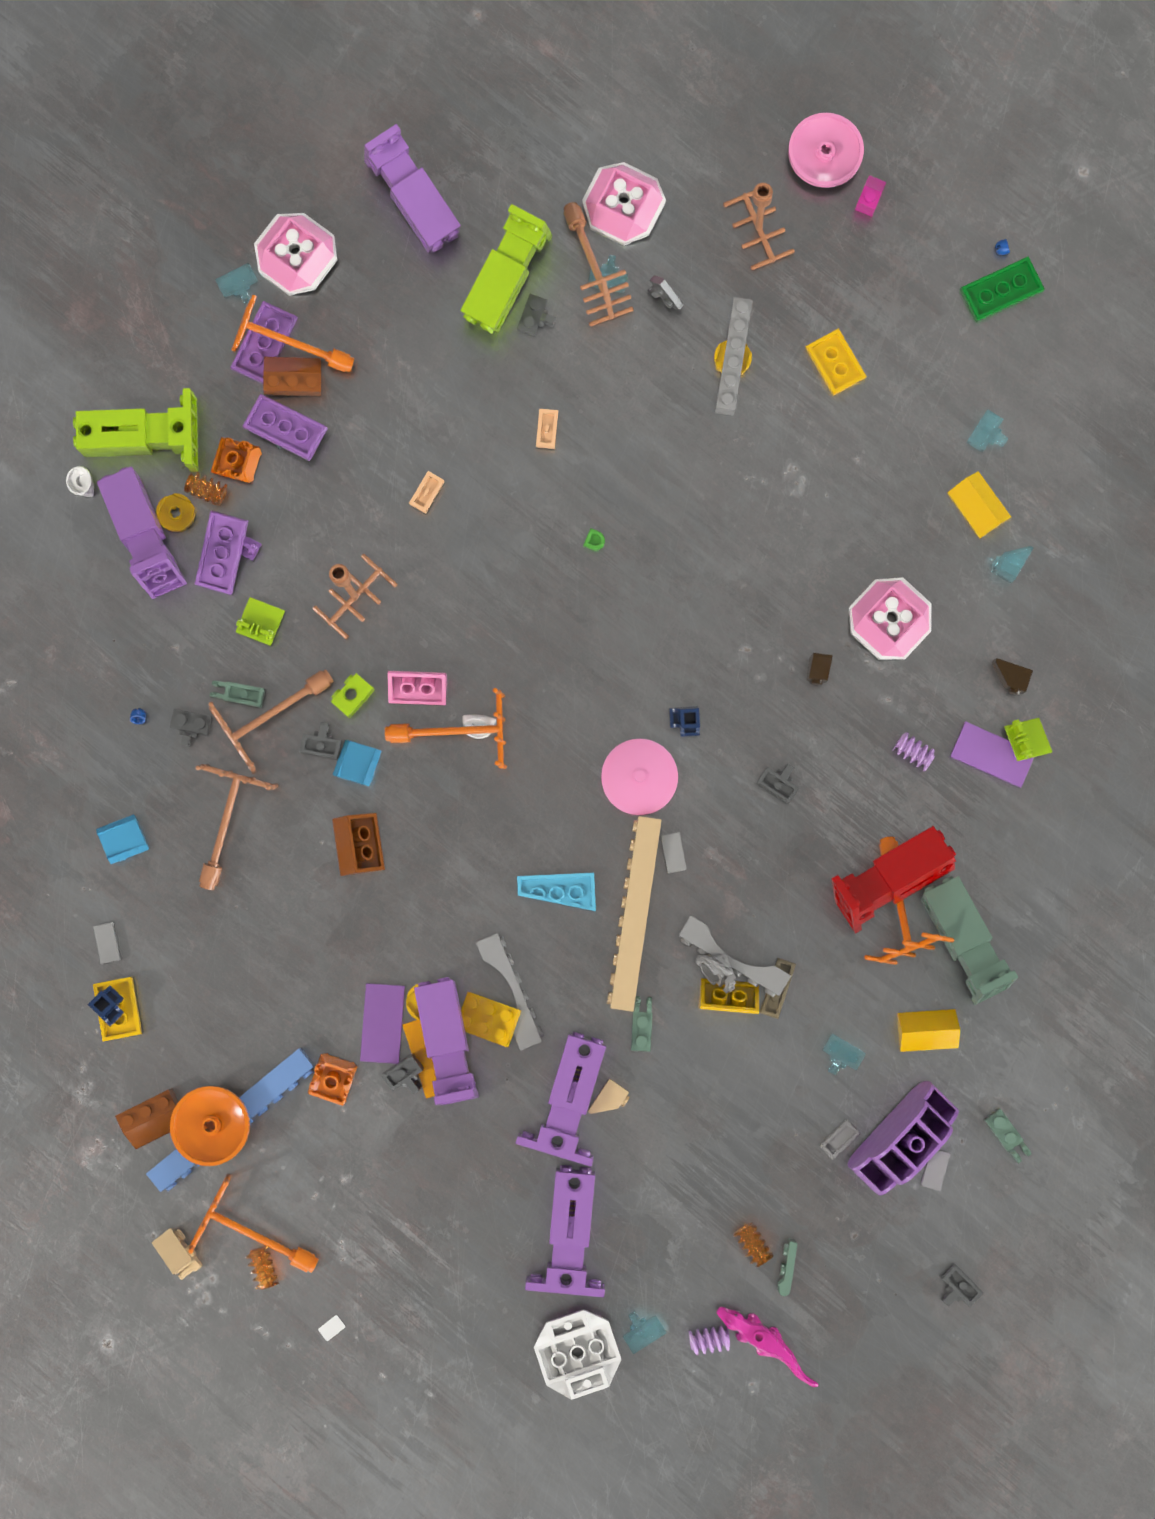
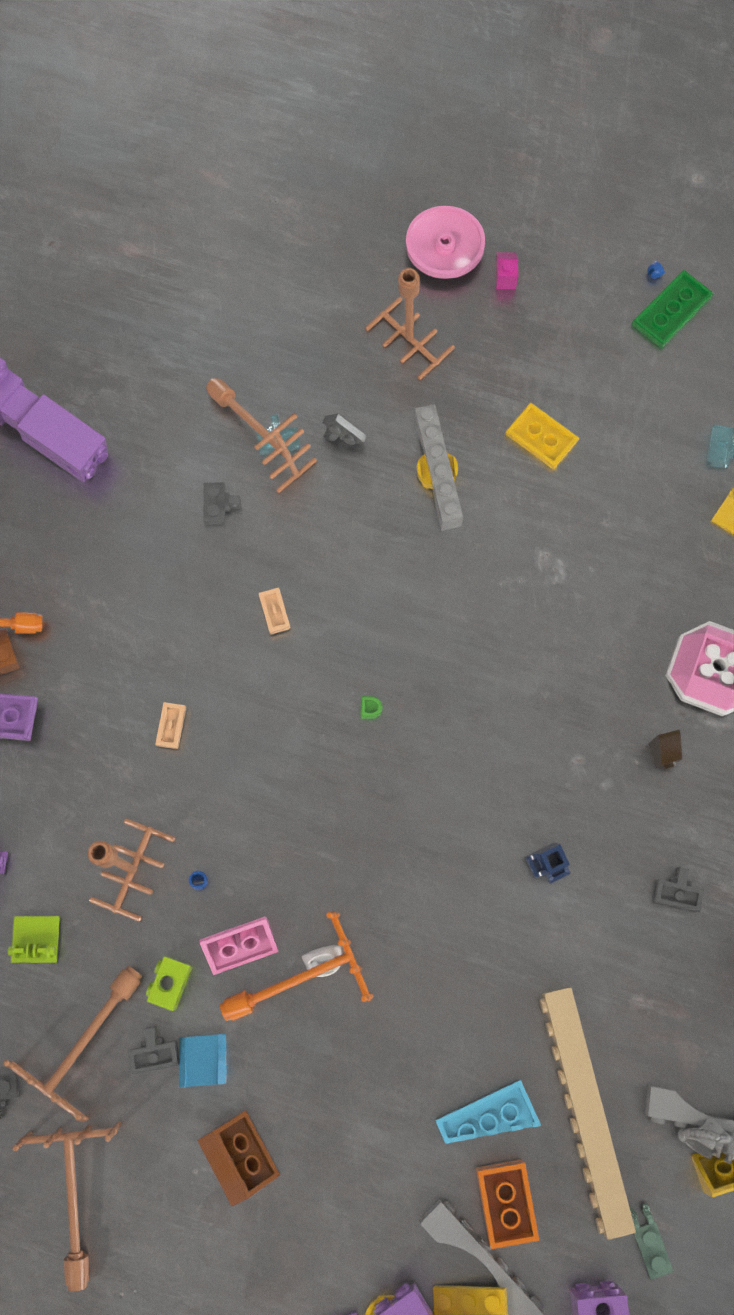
camera: 20 degrees left, 10 degrees down
(240, 693) = (39, 1032): sand green hinge -> none
(404, 622) = (198, 876): none -> blue hinge
(505, 270) = (169, 464): lime brick -> none
(546, 954) = (507, 1204): none -> orange brick
(620, 220) = (266, 379): bright pink piece -> none
(639, 777) = (524, 947): bright pink dish -> none
(673, 852) = (598, 1019): light grey tile -> none

